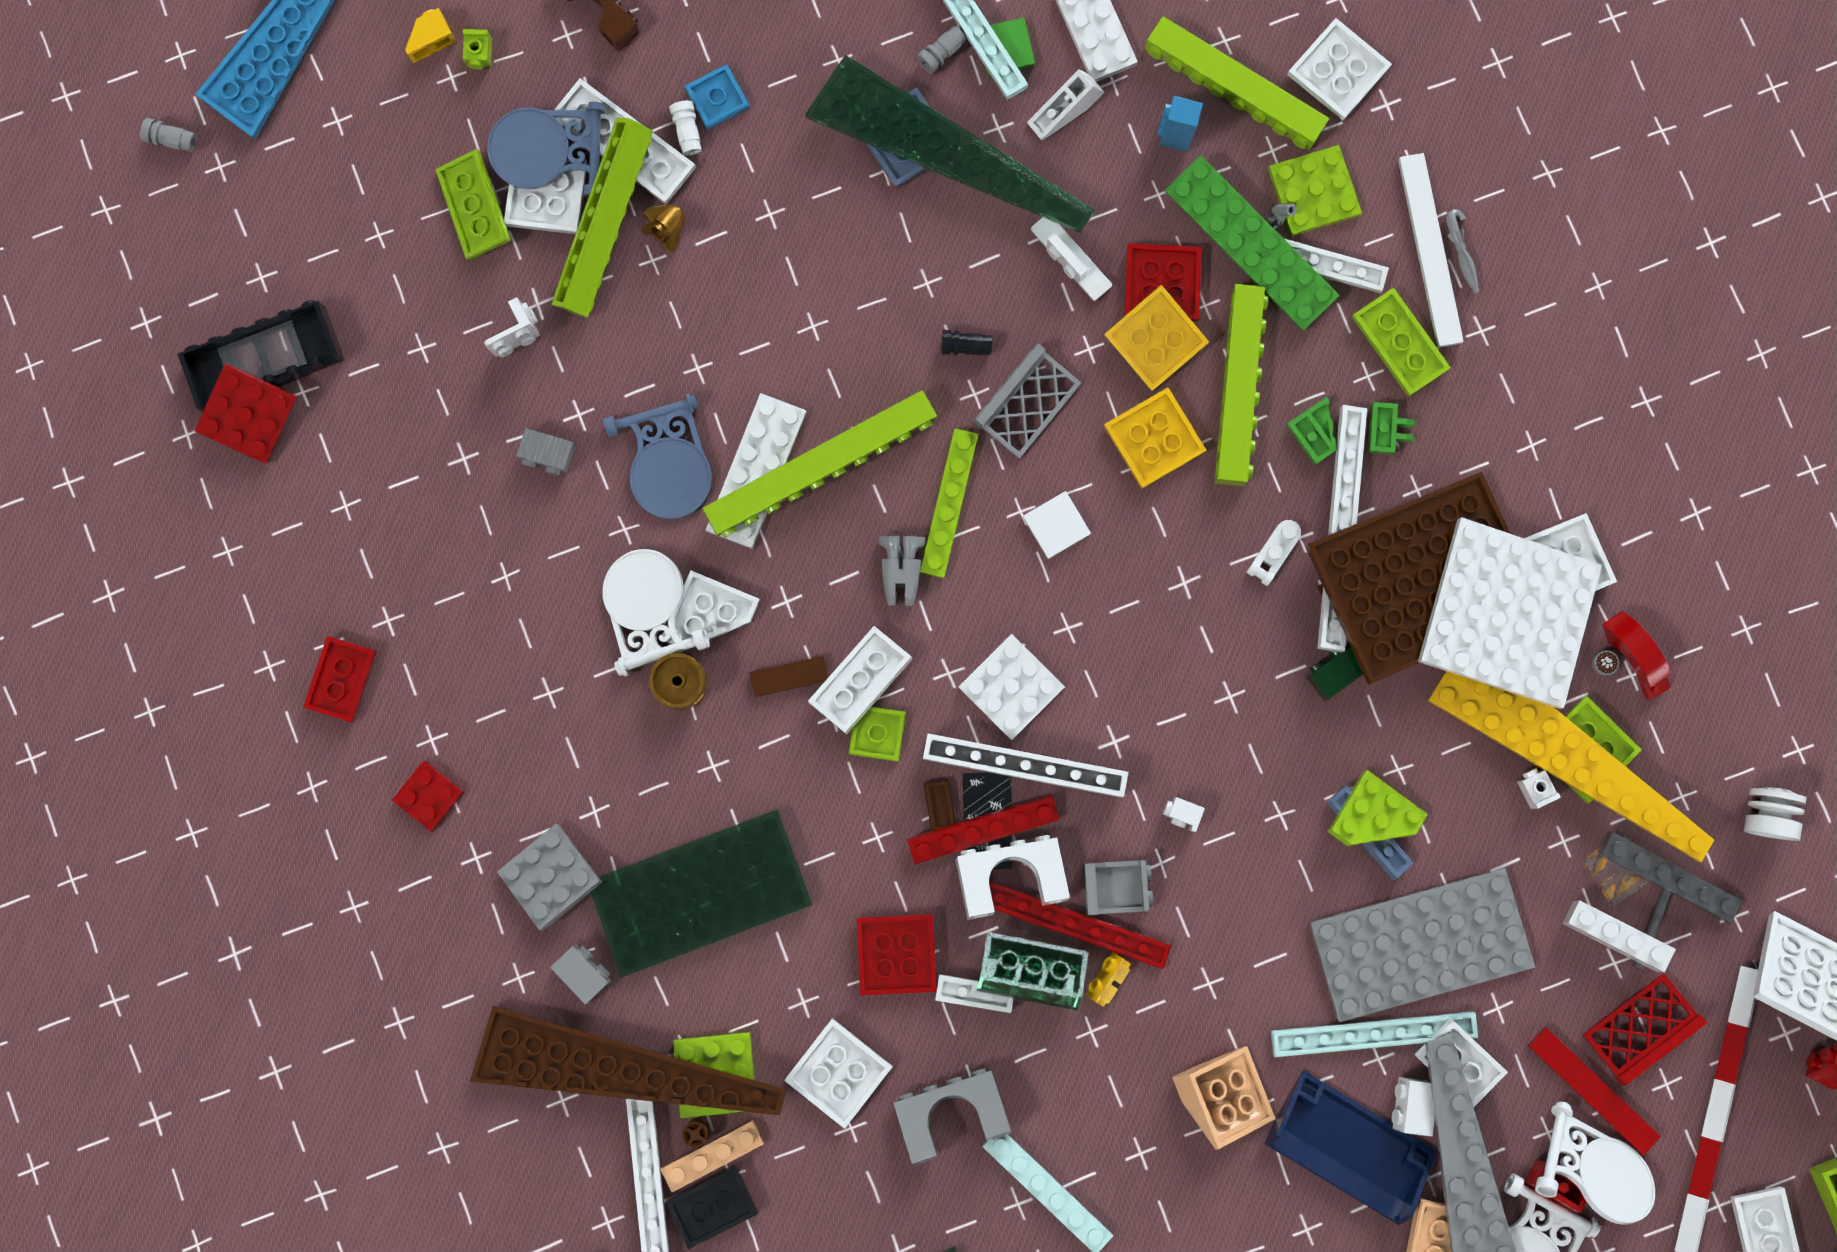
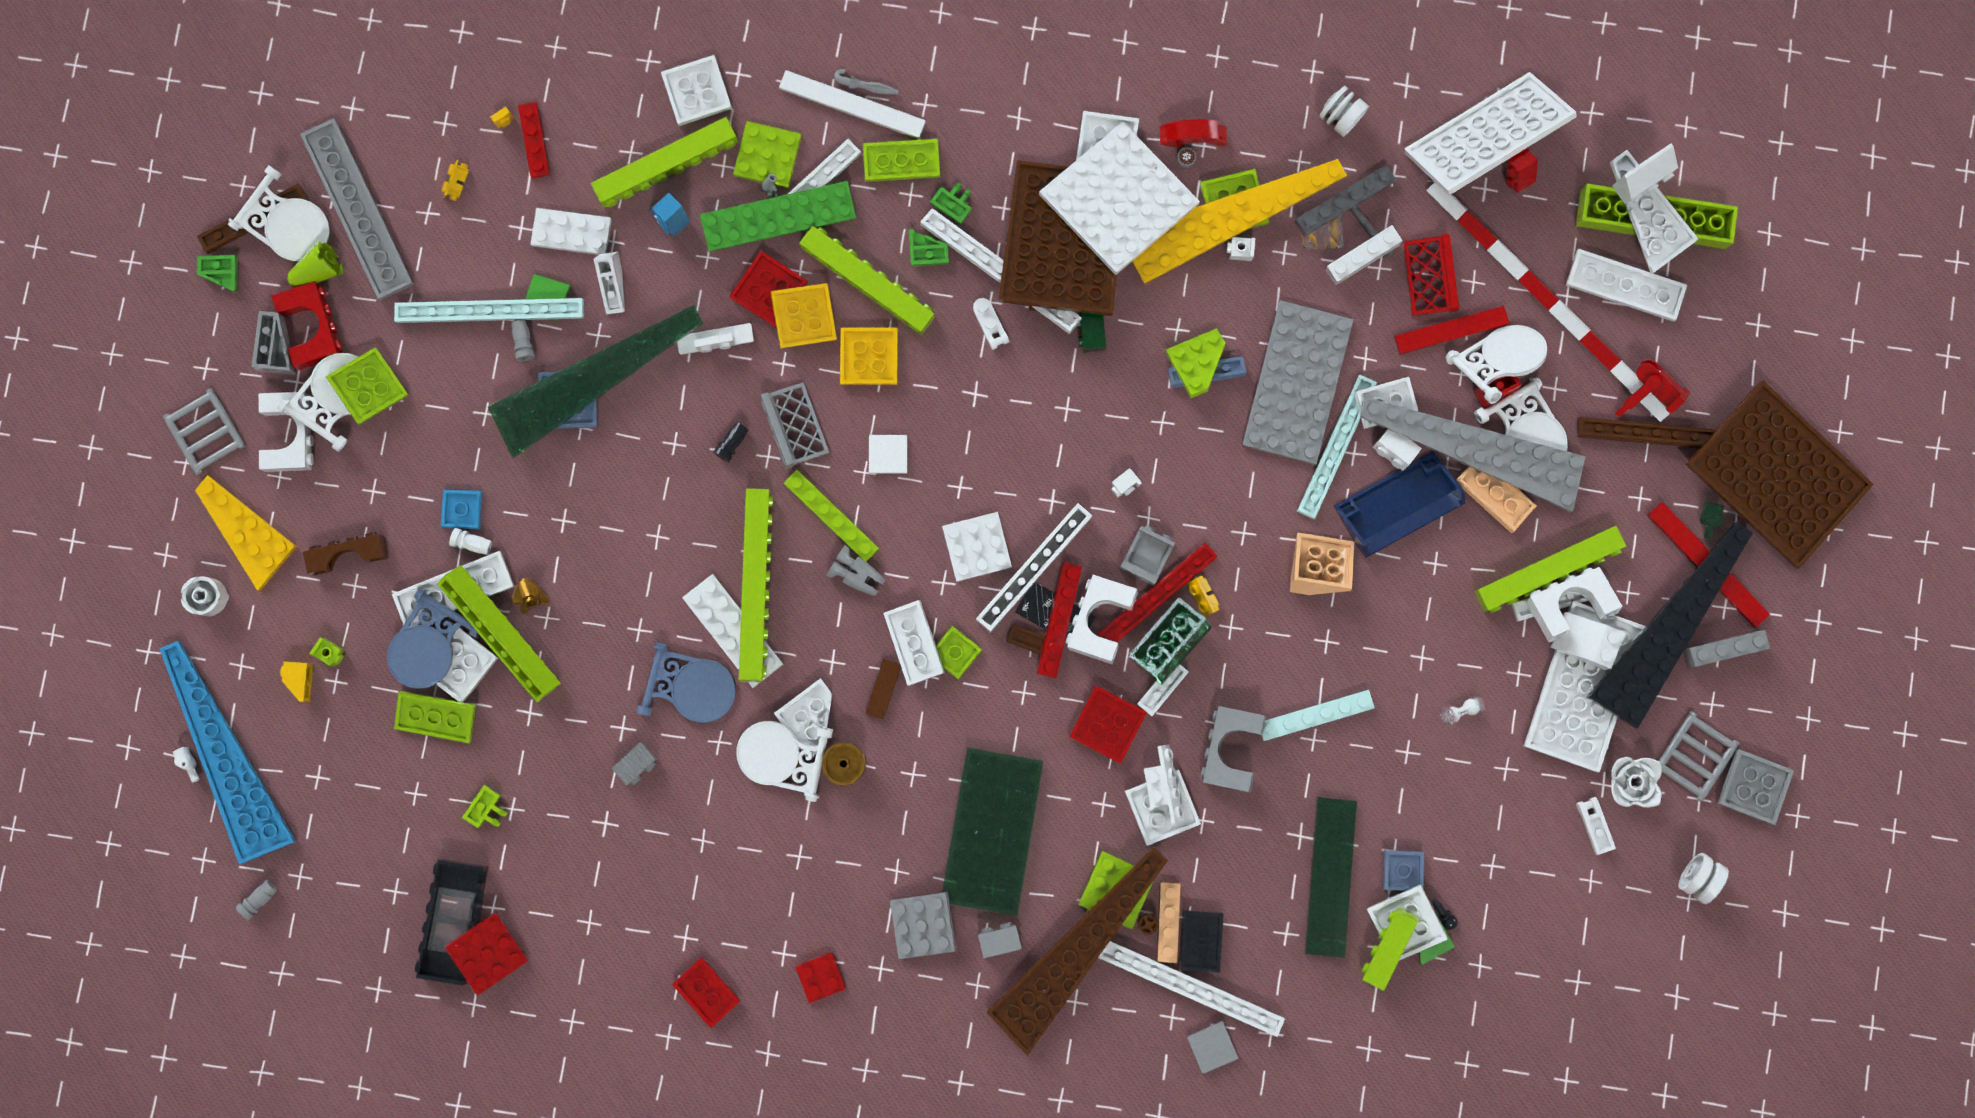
camera: 60 degrees left, 0 degrees up
(404, 314) = (482, 806): none -> lime hinge
(520, 334) = (546, 733): white bracket -> none
(863, 1059) = (1163, 786): none -> white bracket

